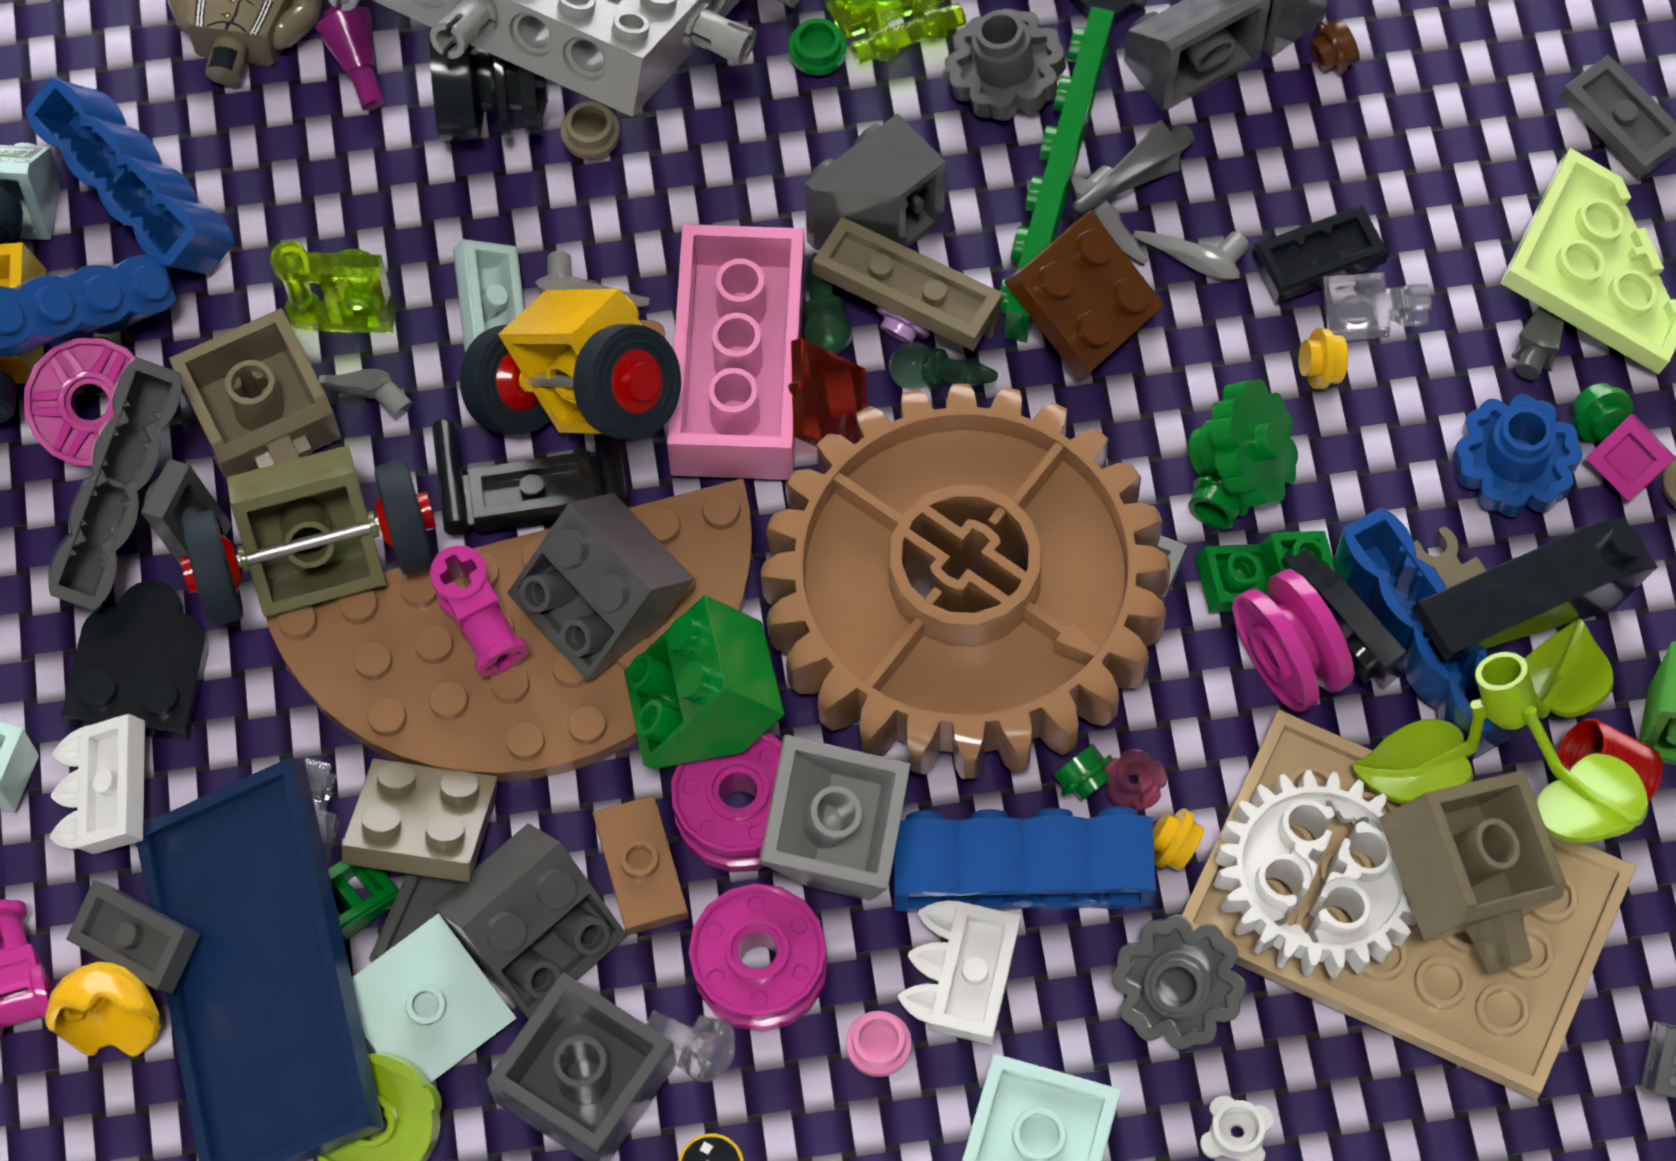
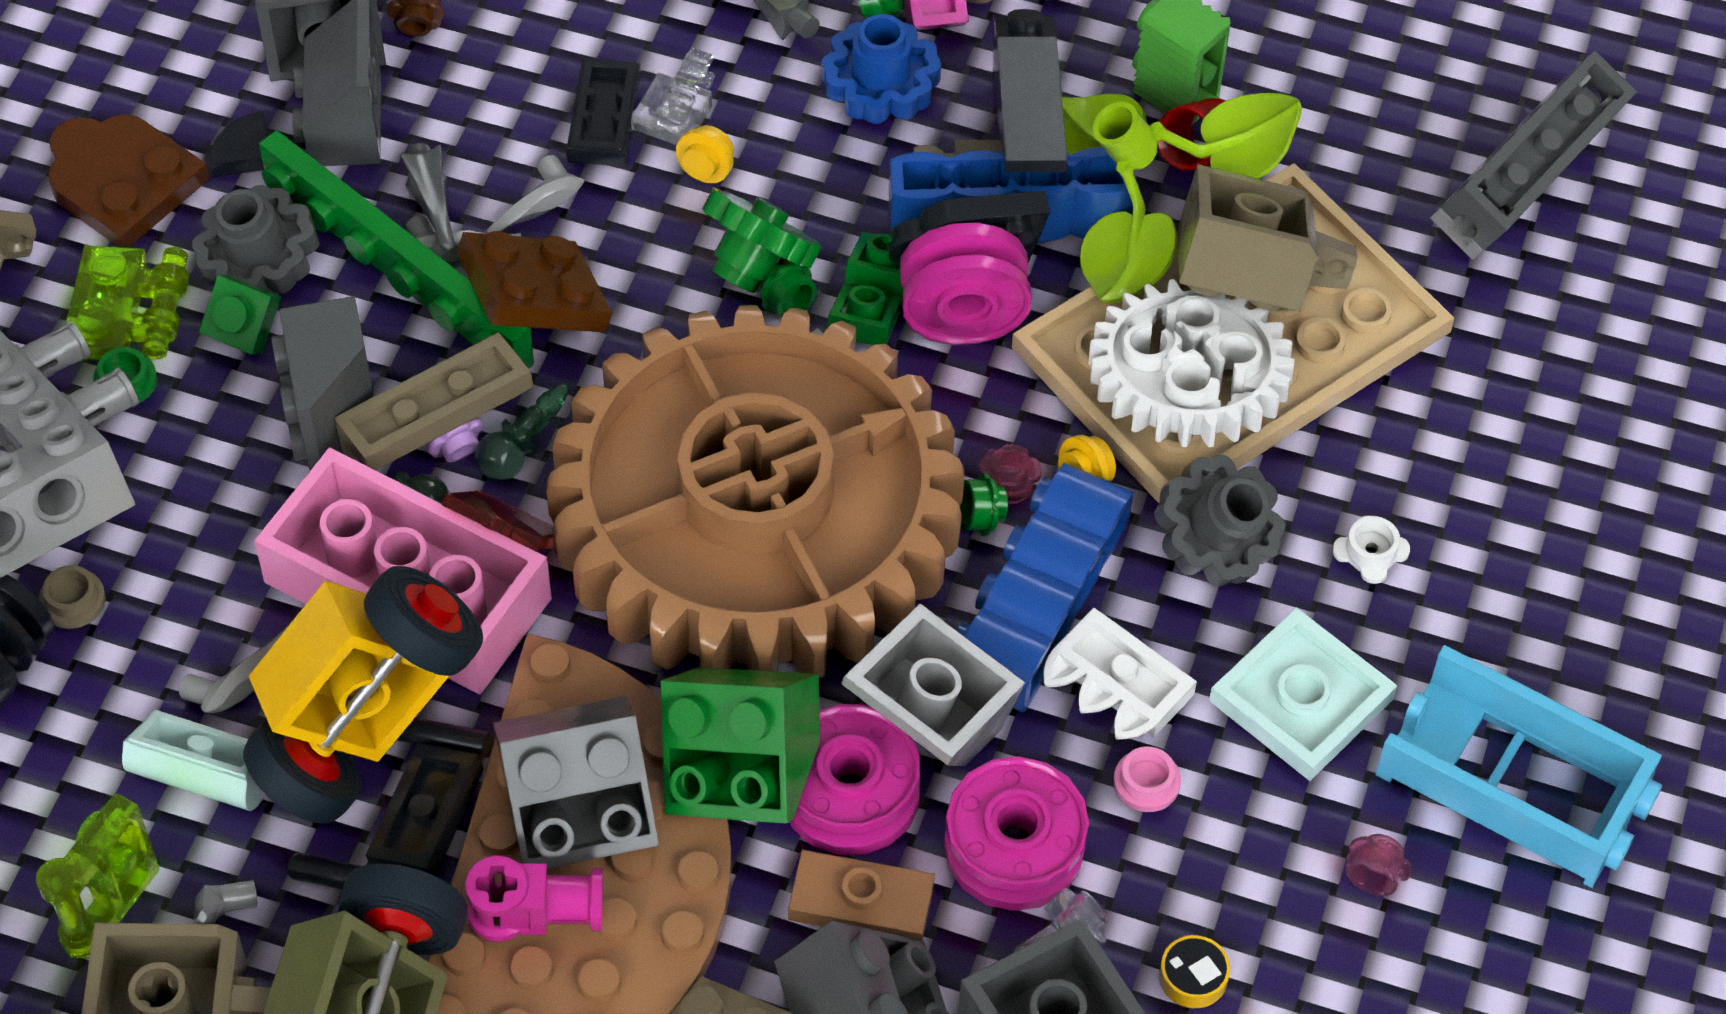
camera: 65 degrees left, 10 degrees down
(926, 92) = (240, 314): none -> green plate

